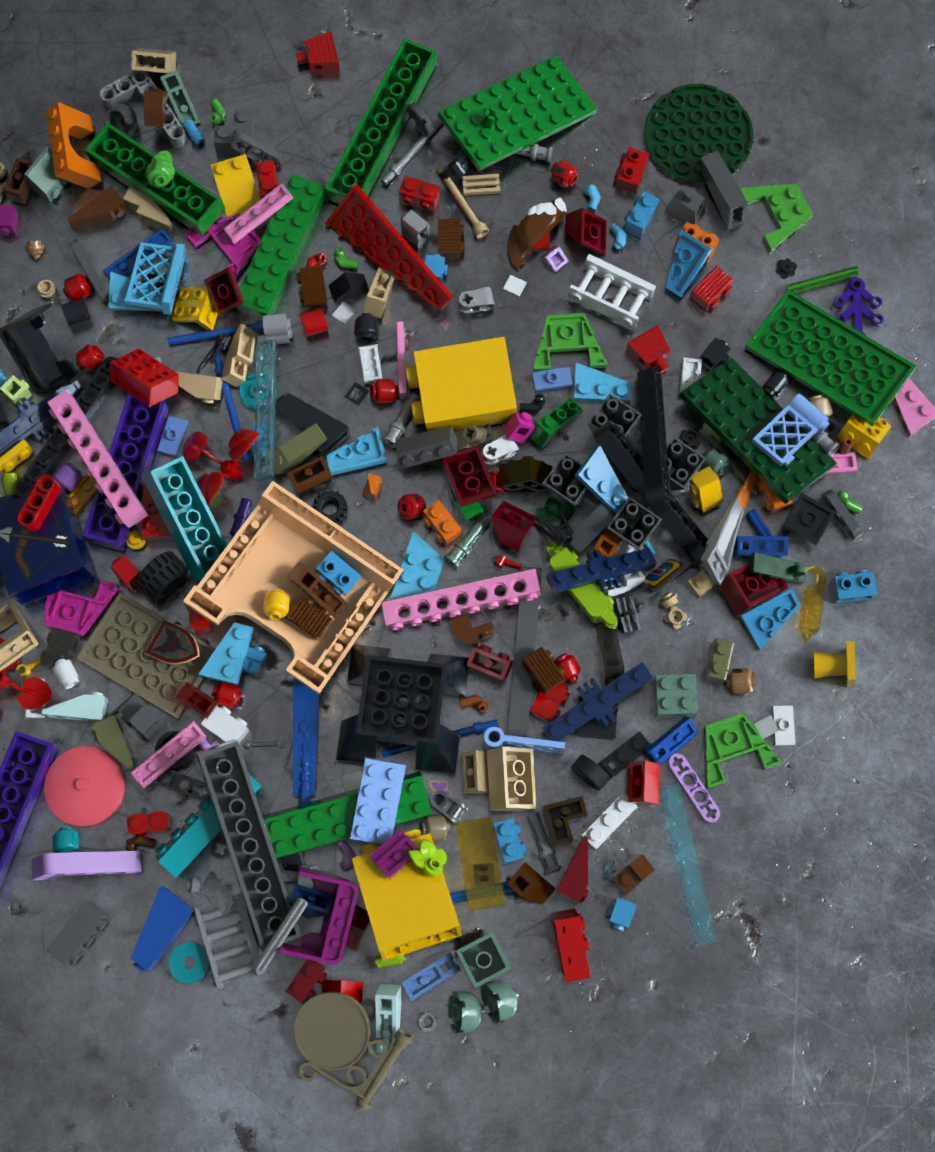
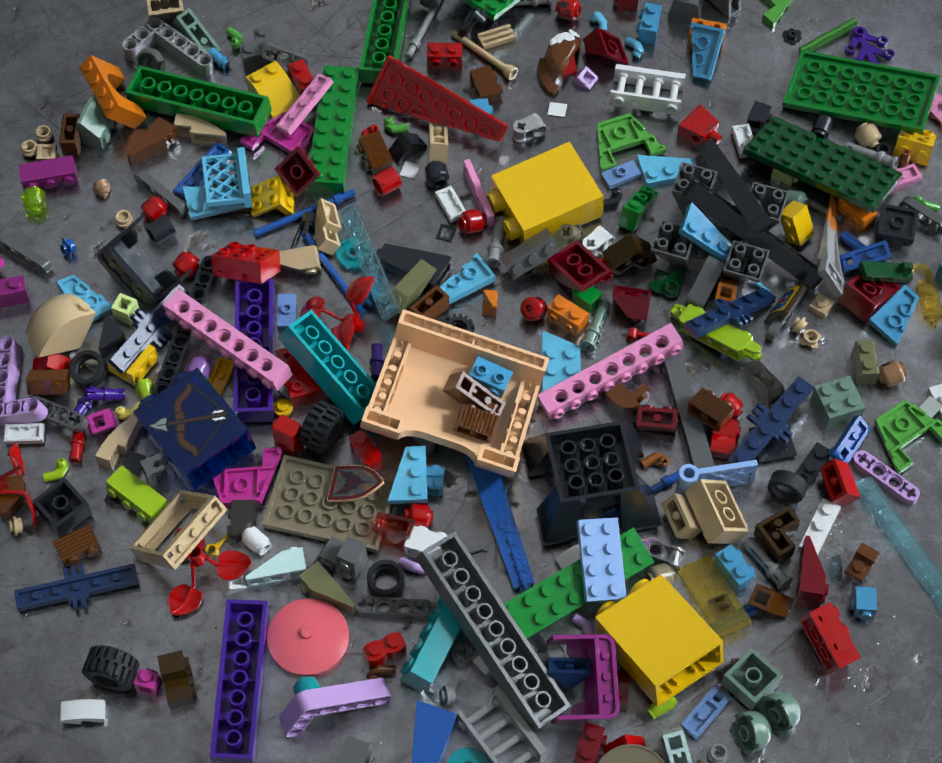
camera: 15 degrees left, 15 degrees down
(39, 493) = (185, 379): red beam -> none
(155, 107) = (180, 41): reddish brown brick -> none
(160, 170) = (205, 86): bright green head -> none
(168, 755) = (382, 581): bright pink tile -> none
(276, 604) = (442, 417): yellow head -> none
(277, 328) = (356, 191): light grey brick -> none
(281, 934) = (552, 704): light grey axle -> none
(393, 854) = (636, 598): magenta plate -> none
(415, 228) = (452, 79): light grey brick -> none
(429, 858) = (672, 592): lime plate -> none
(519, 427) = (608, 216): dark pink brick -> none
(562, 536) = (683, 294): black plant -> none
(627, 583) = (758, 318): white slope -> none
(627, 614) = (770, 348): black hips -> none
(712, 288) = (734, 66): red brick -> none
(804, 415) = (858, 140): light blue piece -> none

